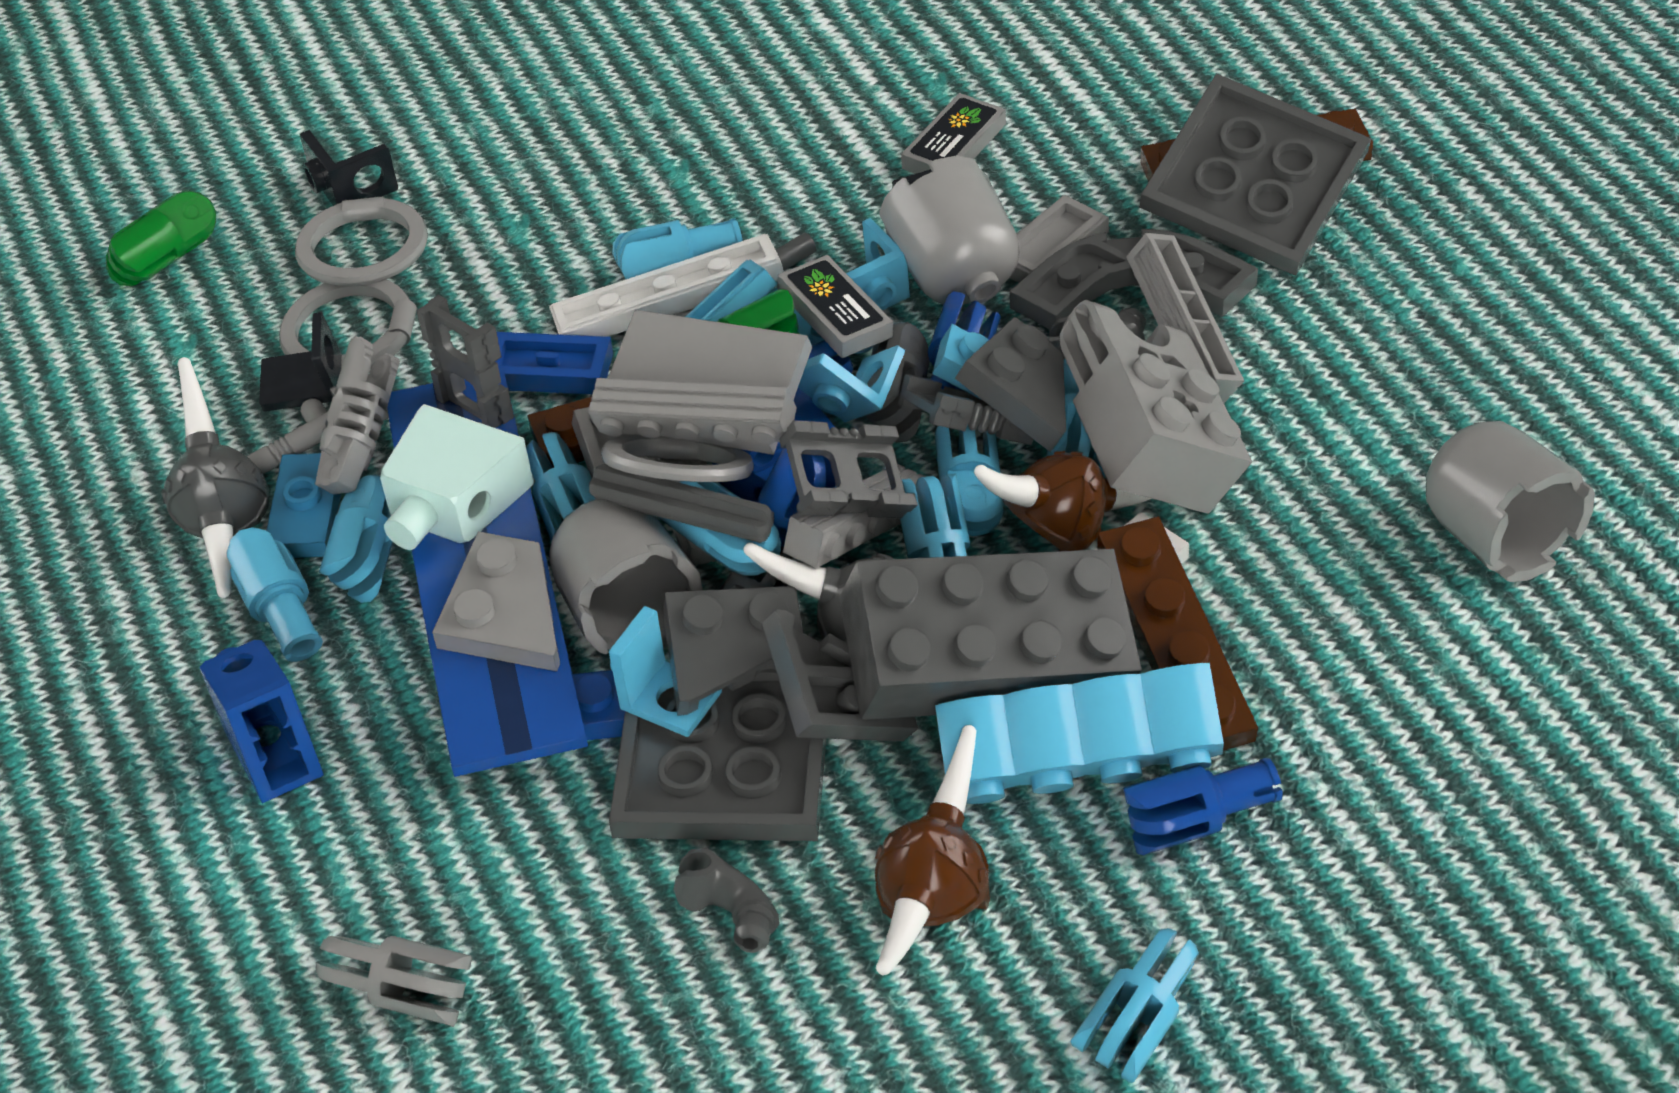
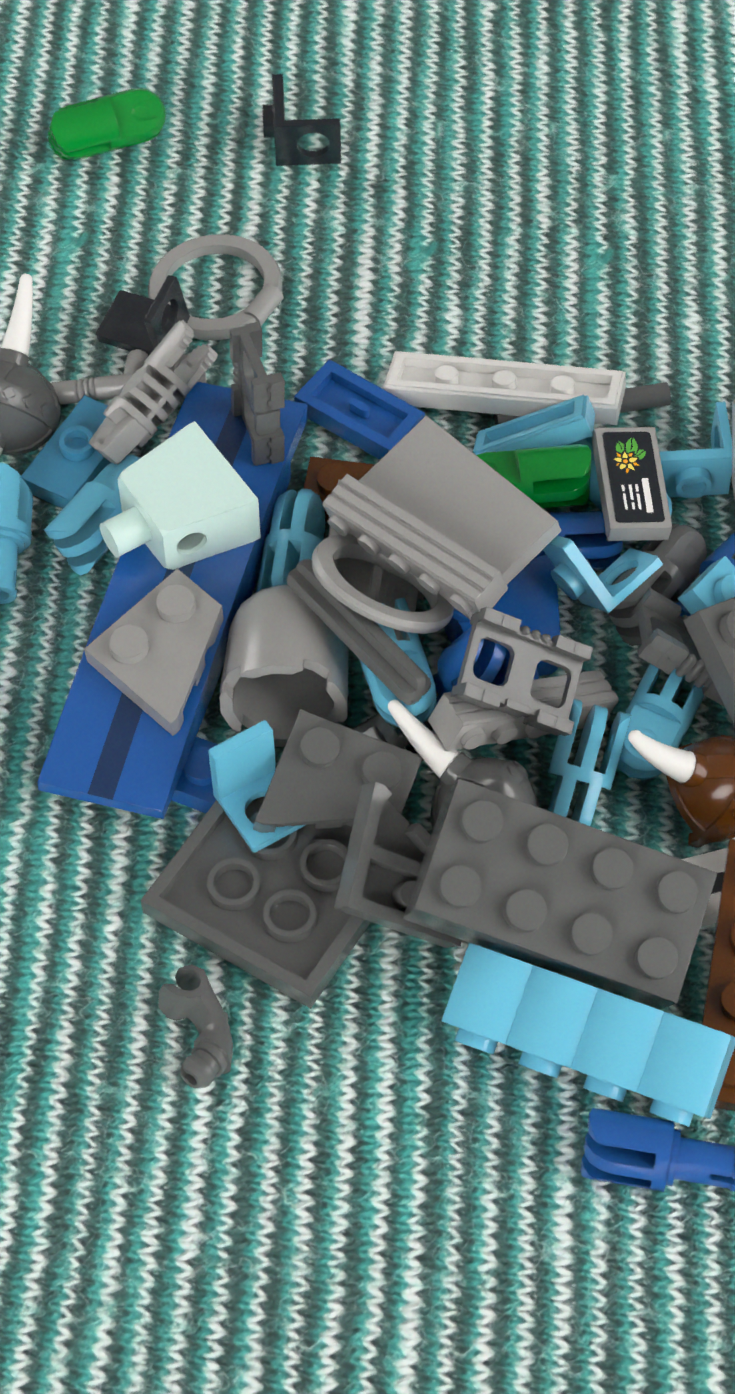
camera: 25 degrees right, 10 degrees up
(355, 211) = (273, 169): light grey piece -> none
(669, 243) = (535, 340): medium azure arm -> none
(931, 865) = (382, 1092): reddish brown helmet -> none
(1141, 1001) = (484, 1321): medium azure arm -> none

